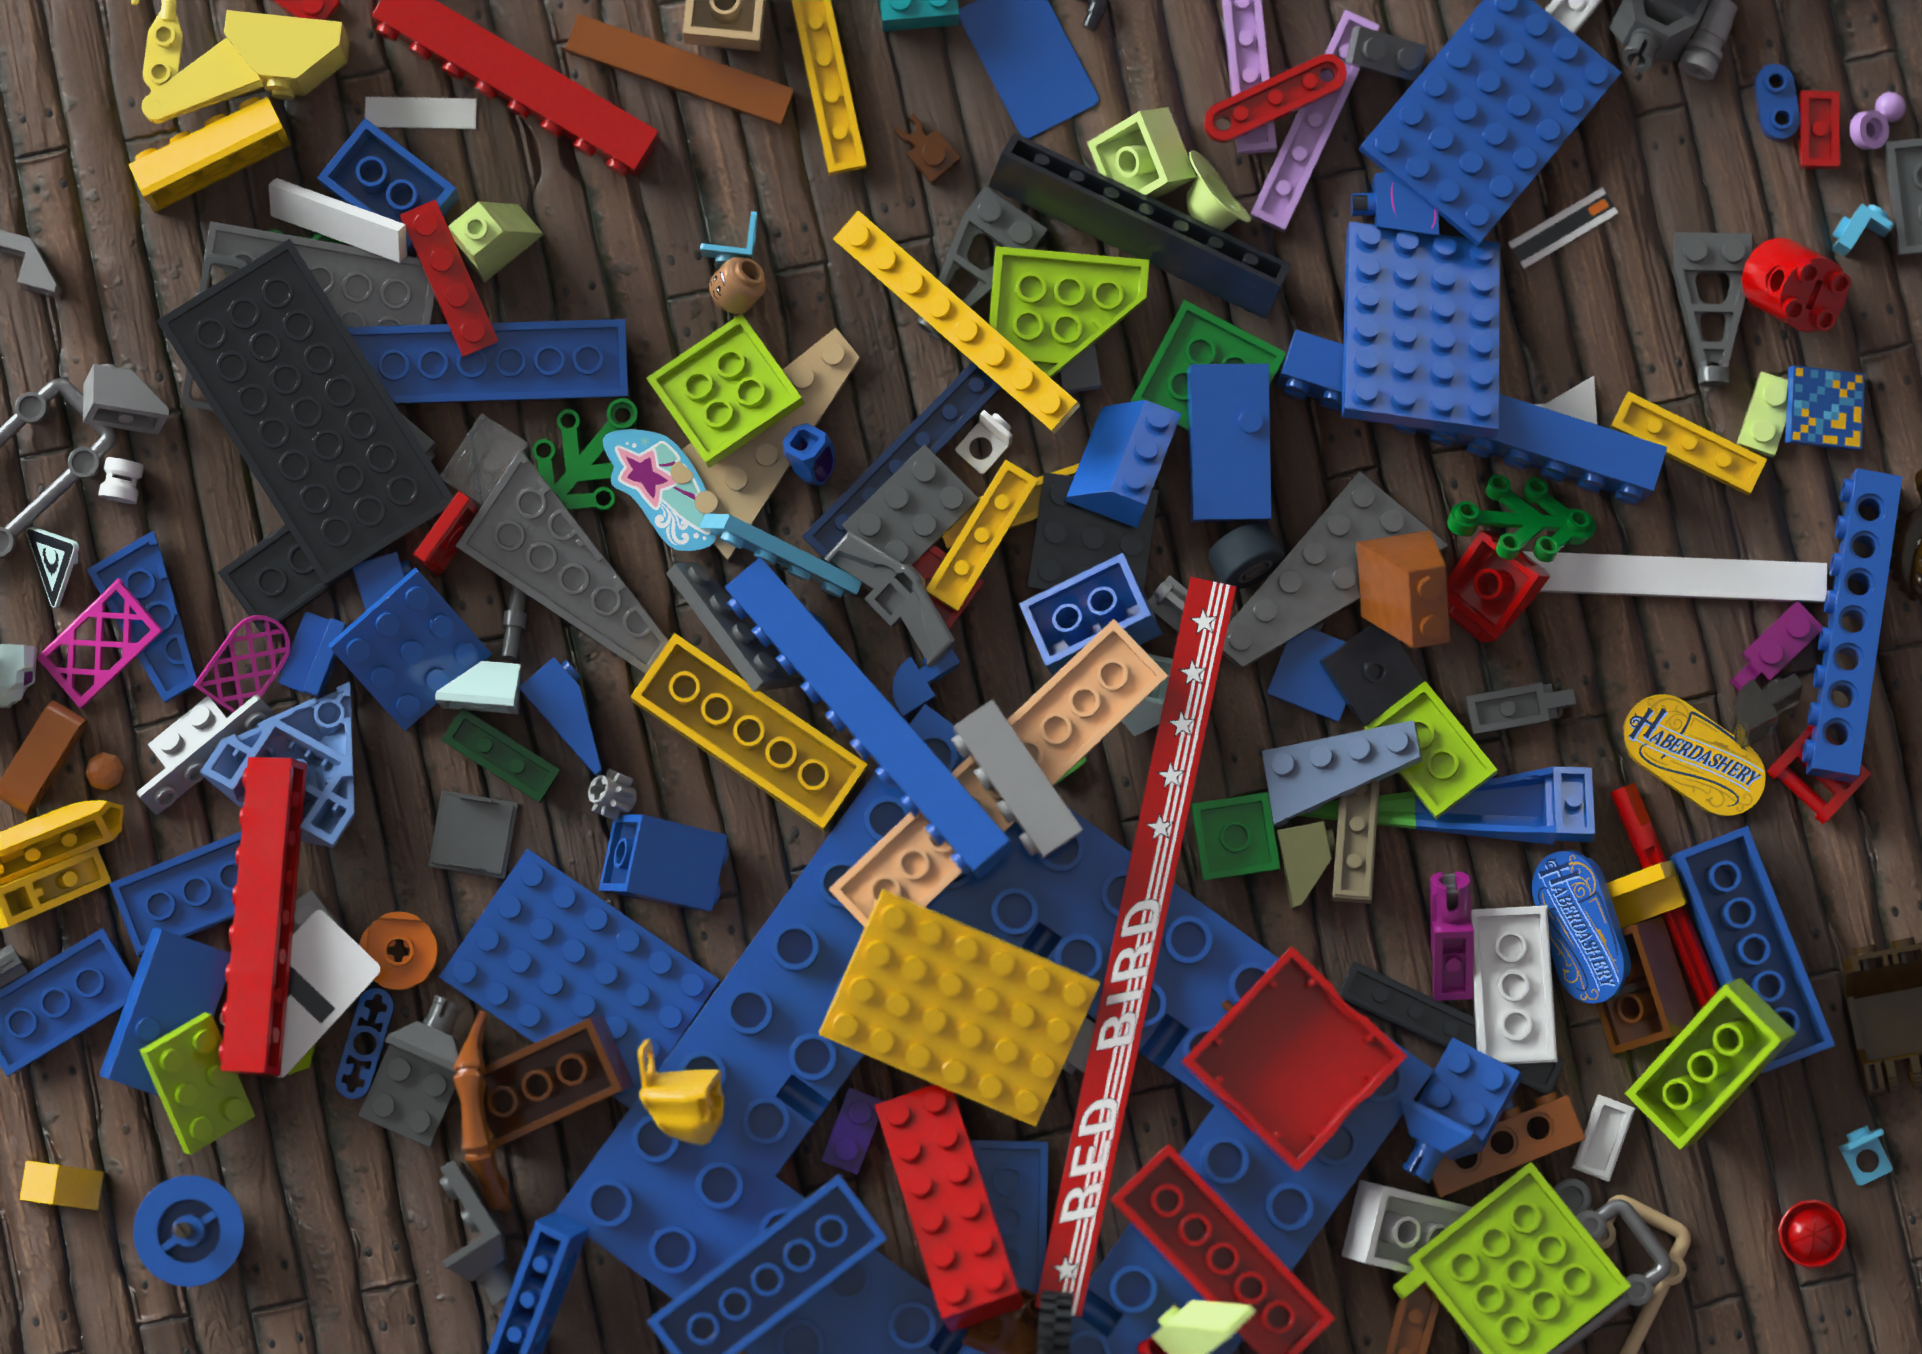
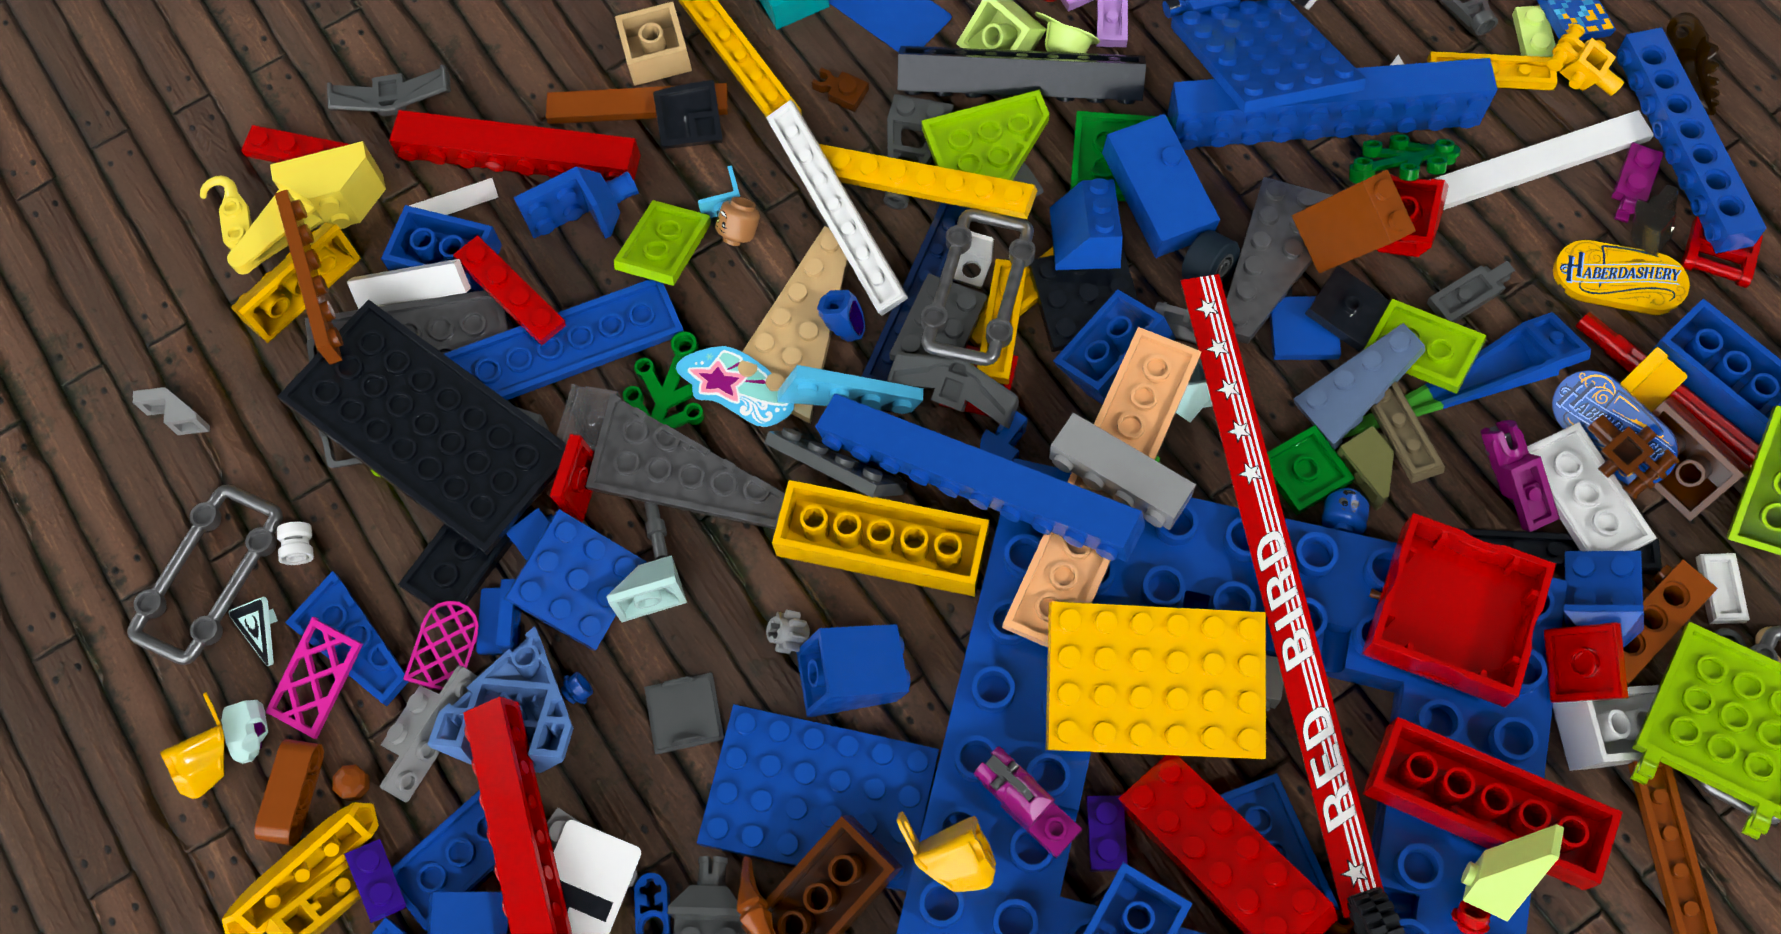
camera: 10 degrees left, 15 degrees down
(103, 888) = (375, 881): none -> dark purple plate
(121, 401) = (277, 481): light grey slope -> none
(233, 202) = (311, 283): none -> dark orange plate
(370, 765) = (576, 688): none -> blue plate
(415, 935) = (665, 816): orange plate -> none
(493, 236) = (530, 247): yellowish green slope -> none
(501, 755) = (683, 638): dark green plate -> none
(554, 178) = (571, 196): none -> blue plate
(561, 702) = (715, 575): blue slope -> none
(643, 278) = (662, 242): none -> lime plate
(725, 390) = (758, 295): lime plate -> none
(731, 118) = (688, 115): none -> black plate
(777, 1078) = (1027, 802): none -> magenta plate
(855, 314) = (837, 208): none -> white tile
(966, 557) = (999, 330): none -> flat silver bar
(1251, 903) = (1346, 511): none -> blue head
(1393, 1162) = (1586, 663): none -> red plate
(1569, 962) = (1628, 451): none -> reddish brown piece
(1794, 483) = (1584, 62): none -> yellow piece

